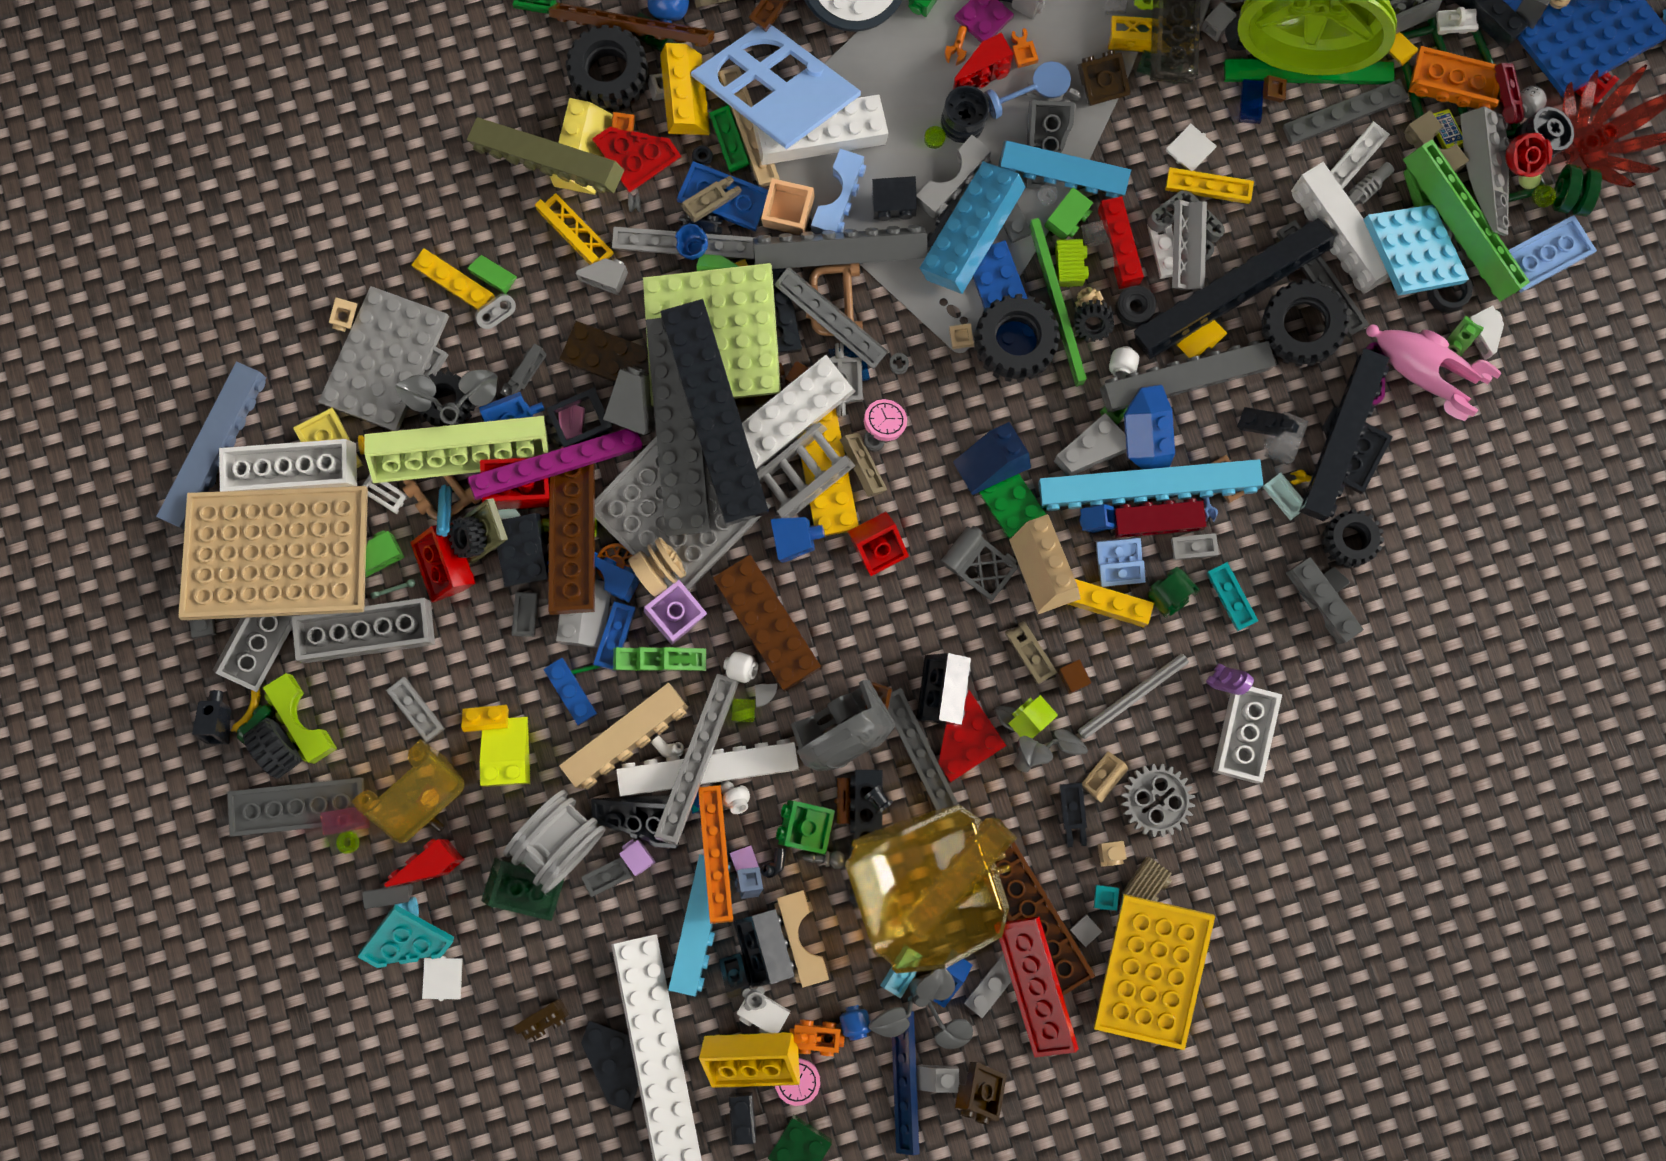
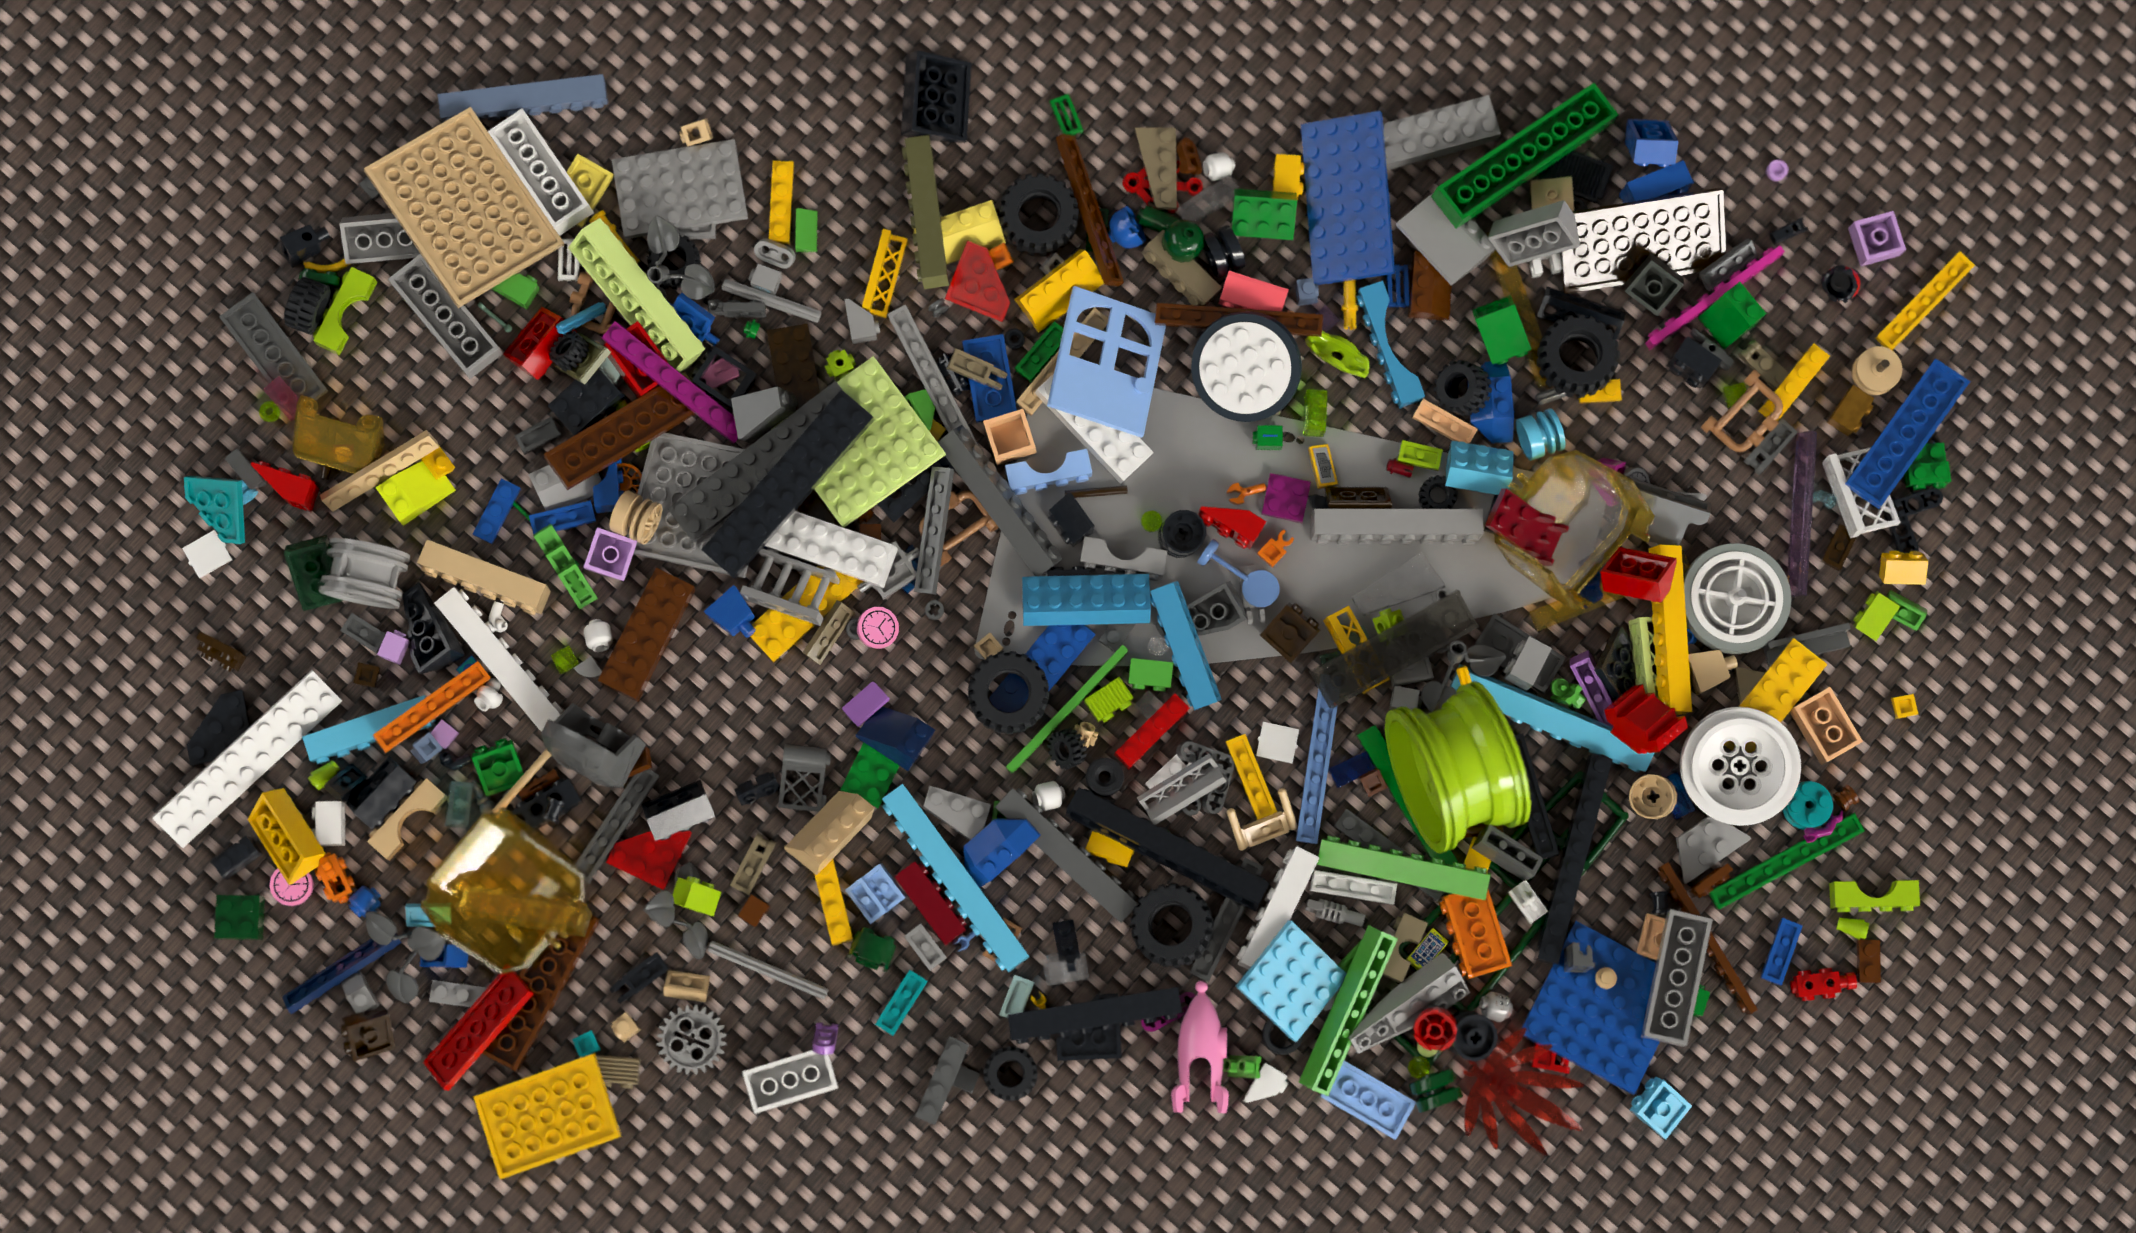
camera: 45 degrees right, 0 degrees up
(415, 709) = (407, 397): light grey tile -> none
(446, 95) = (936, 97): none -> black slope
(467, 773) = (379, 471): none -> tan plate
(513, 333) = (765, 279): none -> light grey brick
(538, 338) = (771, 300): none -> light grey axle
(550, 371) = (751, 329): none -> green plate
(632, 320) = (836, 357): none -> lime brick
(647, 897) = (366, 675): none -> dark brown plate
(691, 241) = (928, 376): blue hair -> none
(696, 760) = (499, 645): light grey plate -> none
(715, 992) = (323, 774): none -> lime cone
(756, 1004) = (334, 814): light grey plate -> none
(818, 883) = (458, 804): none -> clear light blue brick
(833, 814) = (522, 781): none -> tan bar
(878, 543) = (768, 684): red slope -> none
(880, 166) = (1092, 492): none -> dark brown bar
(947, 470) = (865, 704): none -> medium lavender slope
(966, 599) = (749, 793): none -> black hinge
(1085, 930) = (550, 1044): light grey tile -> none
(1097, 518) = (899, 852): blue brick -> none
(1236, 128) = (1316, 772): none -> medium blue plate
(1261, 199) = (1264, 828): none -> tan plate
(1371, 101) = (1404, 868): none -> bright green brick
(1510, 93) = (1487, 983): dark red hinge -> none

